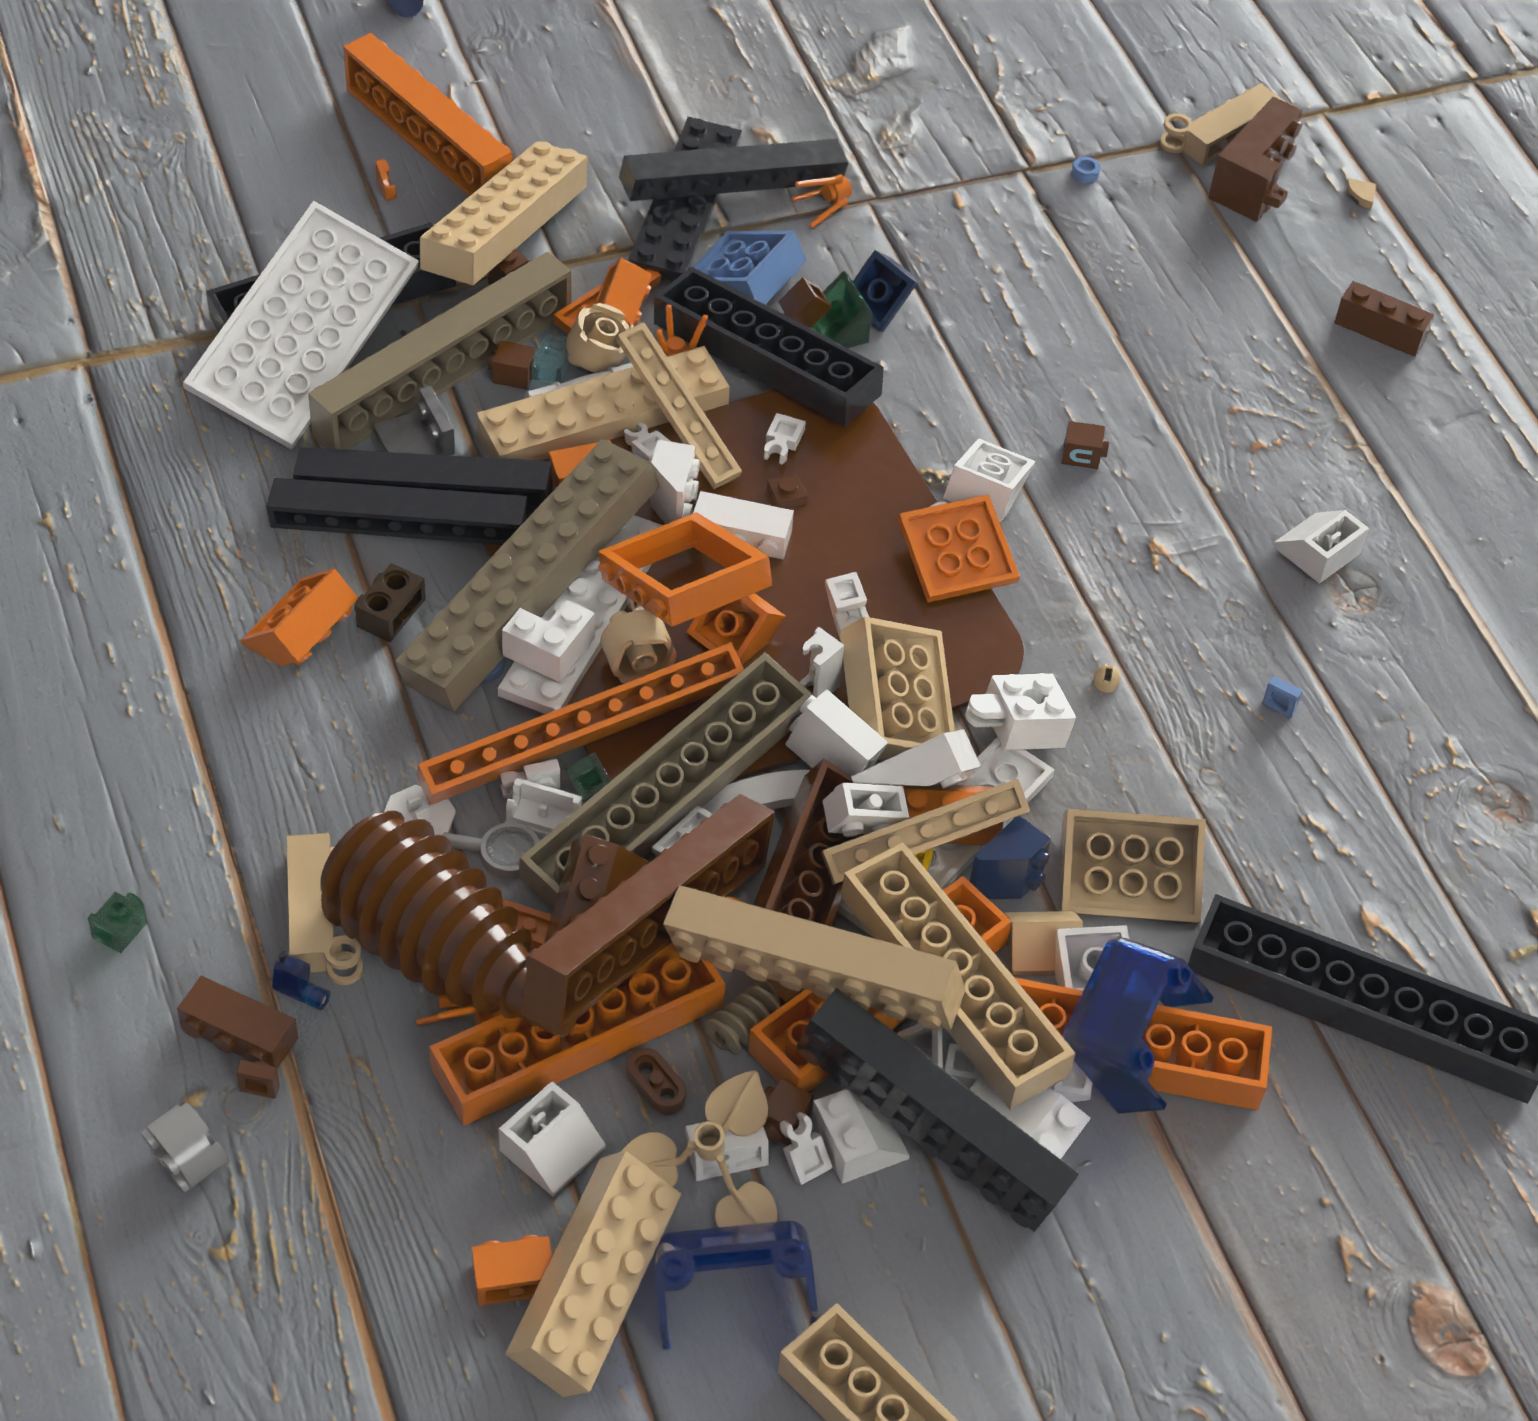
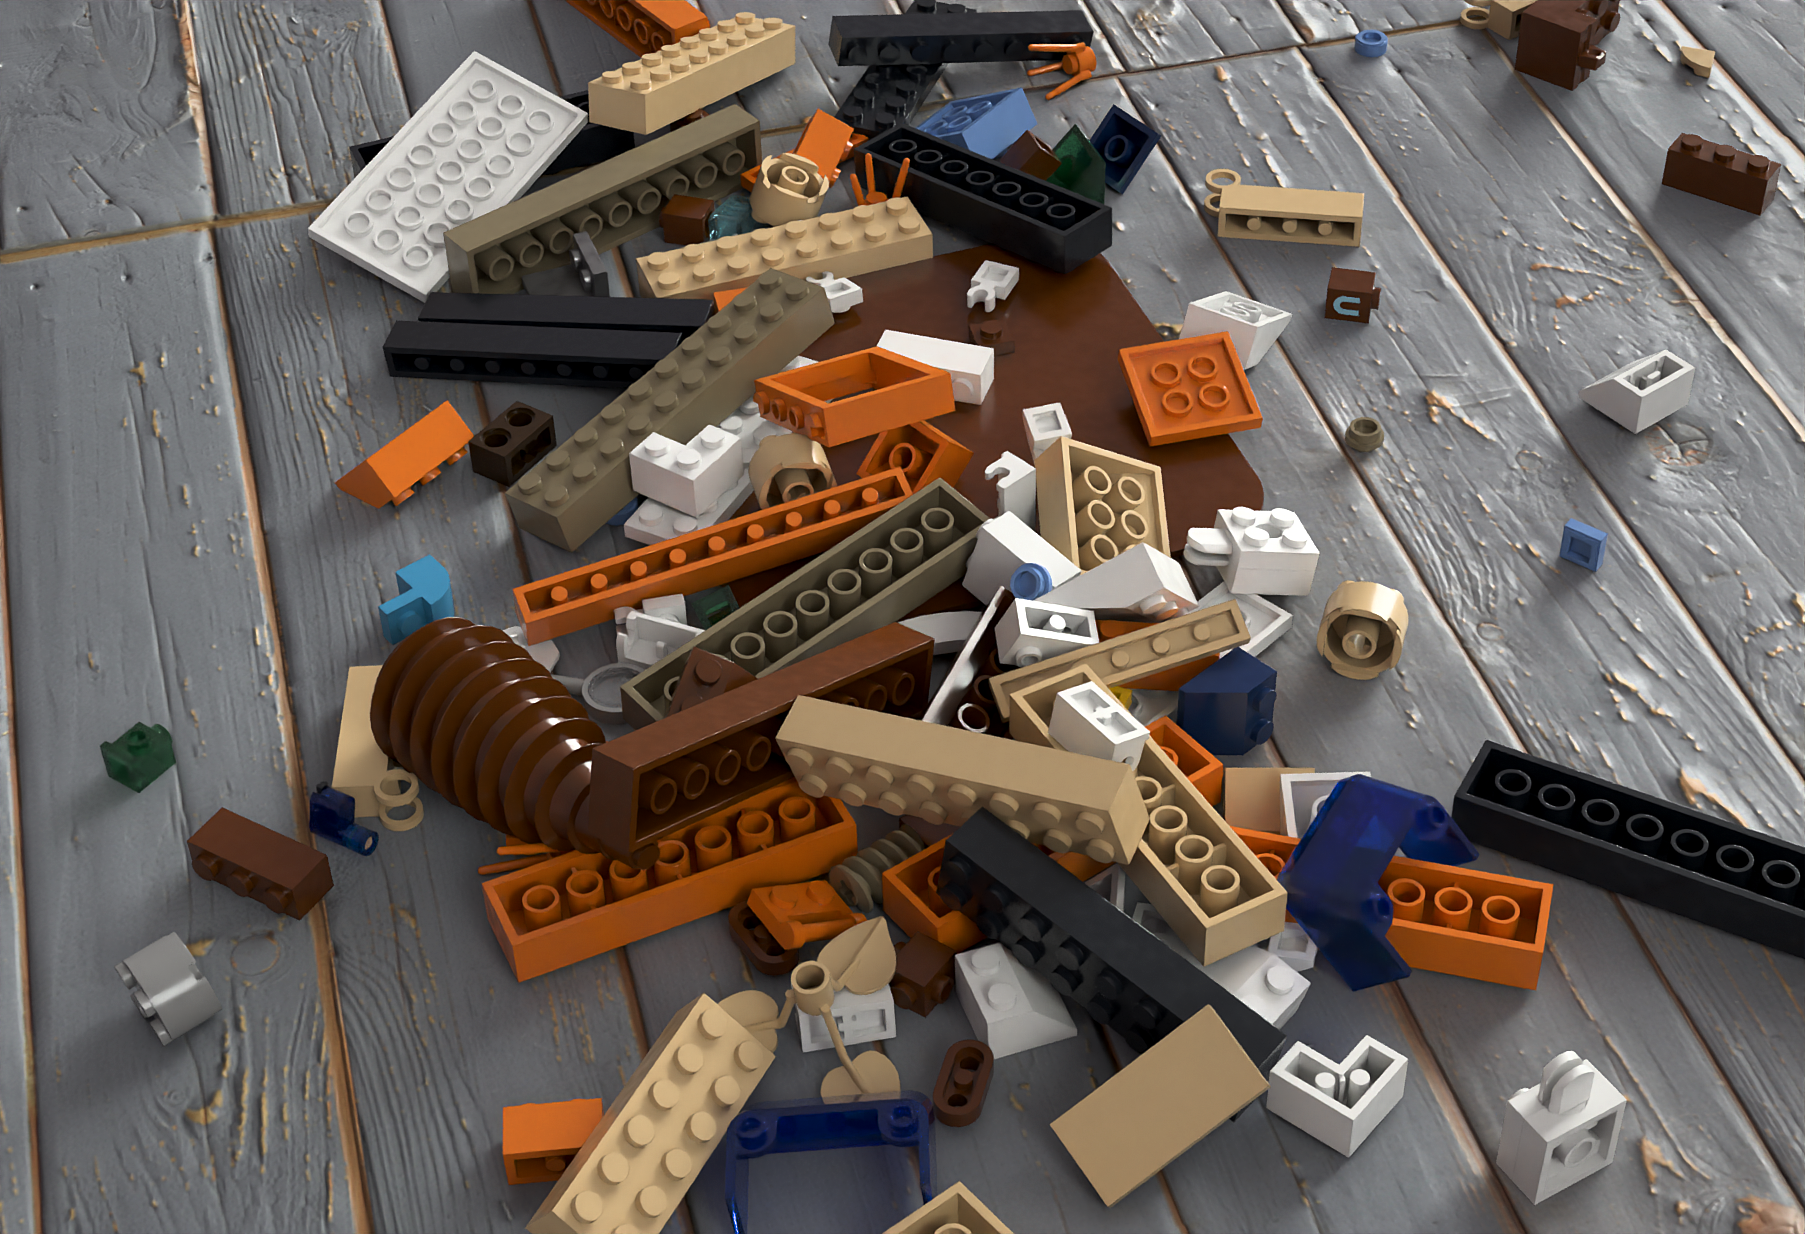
camera: 10 degrees right, 10 degrees down
(258, 1078) = (274, 922): reddish brown plate -> none
(337, 762) = (422, 598): none -> dark azure brick
(382, 178) = (568, 58): orange tile -> none
(550, 1139) = (619, 993): white slope -> none
(674, 472) = (856, 312): white slope -> none
(678, 404) = (869, 248): tan plate -> none
(686, 1052) = (802, 912): none -> orange plate
(807, 1153) = (943, 1017): white plate -> none
(826, 1210) = (962, 1087): none -> reddish brown plate
(849, 758) = (1030, 581): none -> medium blue plate
(919, 912) = (1096, 725): none -> white hinge
(984, 1232) = (1159, 1105): none -> tan tile
(1023, 357) = (1284, 212): none -> tan hinge
(1101, 587) = (1364, 434): none -> dark tan plate
(1104, 685) = (1362, 534): tan hinge -> none
(1113, 781) = (1363, 629): none -> tan brick
(1113, 1217) = (1336, 1100): none -> white brick
(1132, 865) = (1385, 714): tan slope -> none
(1282, 1239) = (1560, 1128): none -> white brick

